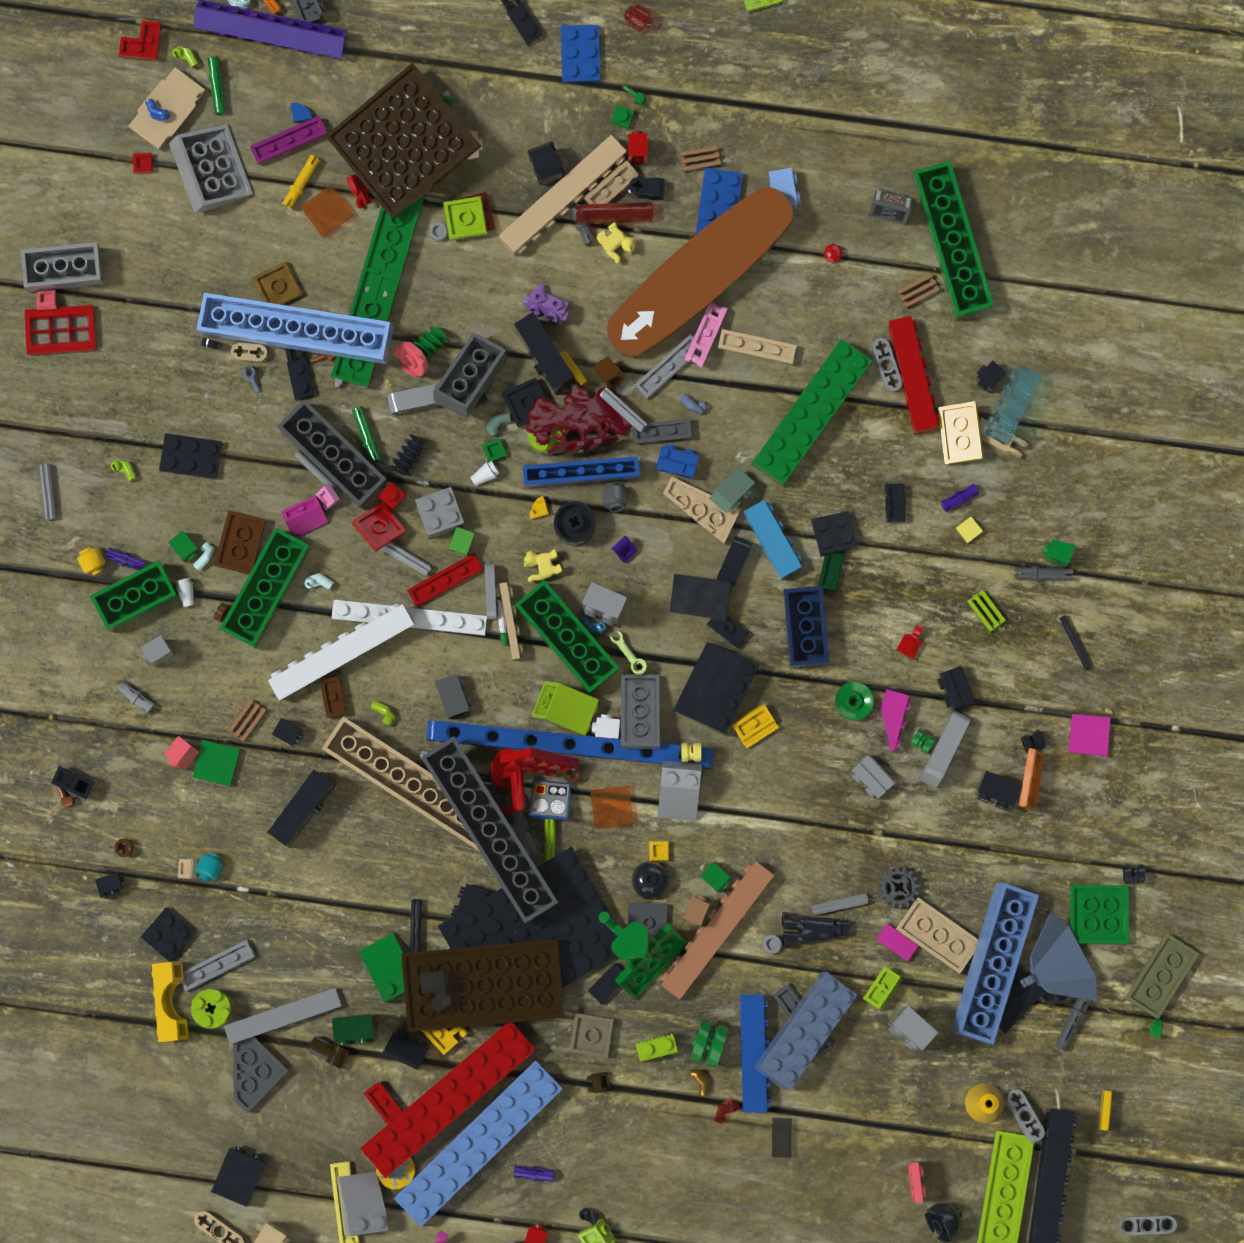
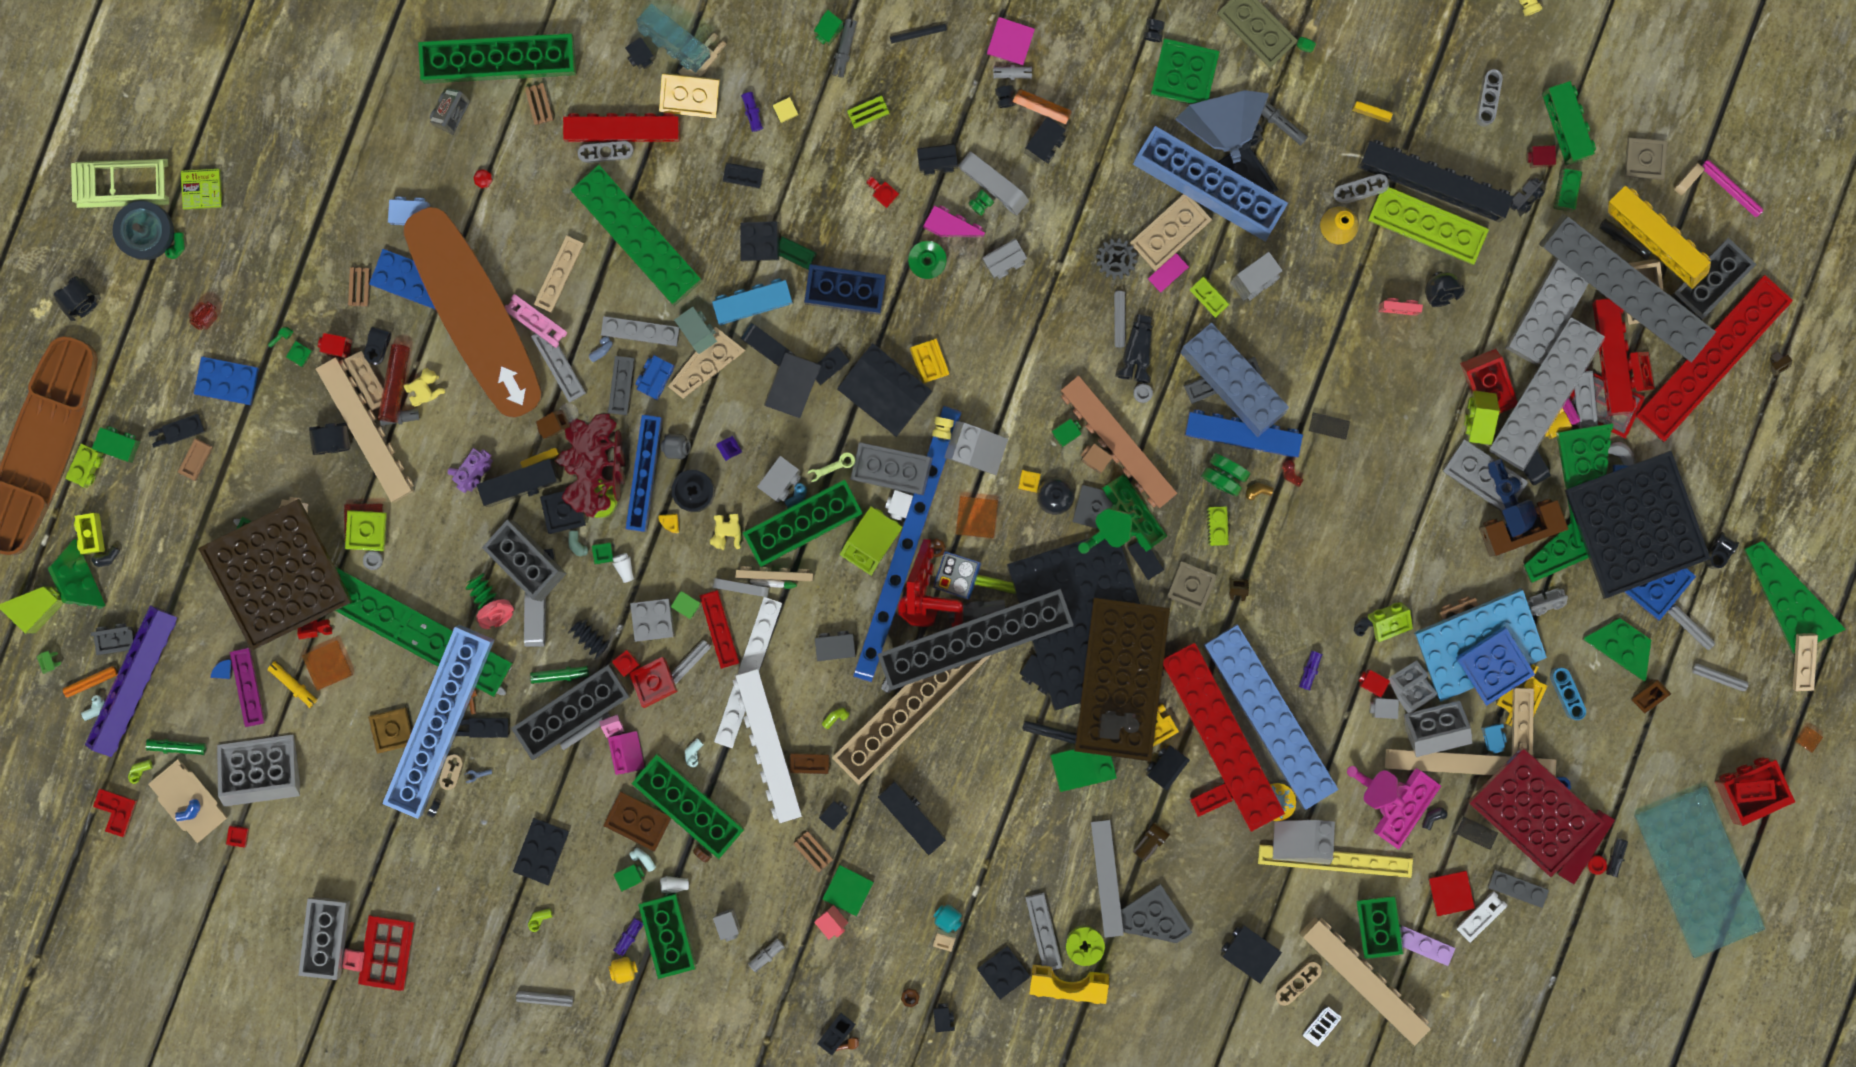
camera: 75 degrees left, 5 degrees up
(353, 1028) = (1137, 811): dark green brick -> none
(498, 41) = (195, 459): none -> medium nougat tile
(624, 410) = (591, 418): light grey axle -> none
(719, 437) = (640, 331): none -> light grey plate
(1059, 743) = (1012, 72): none -> light grey pin

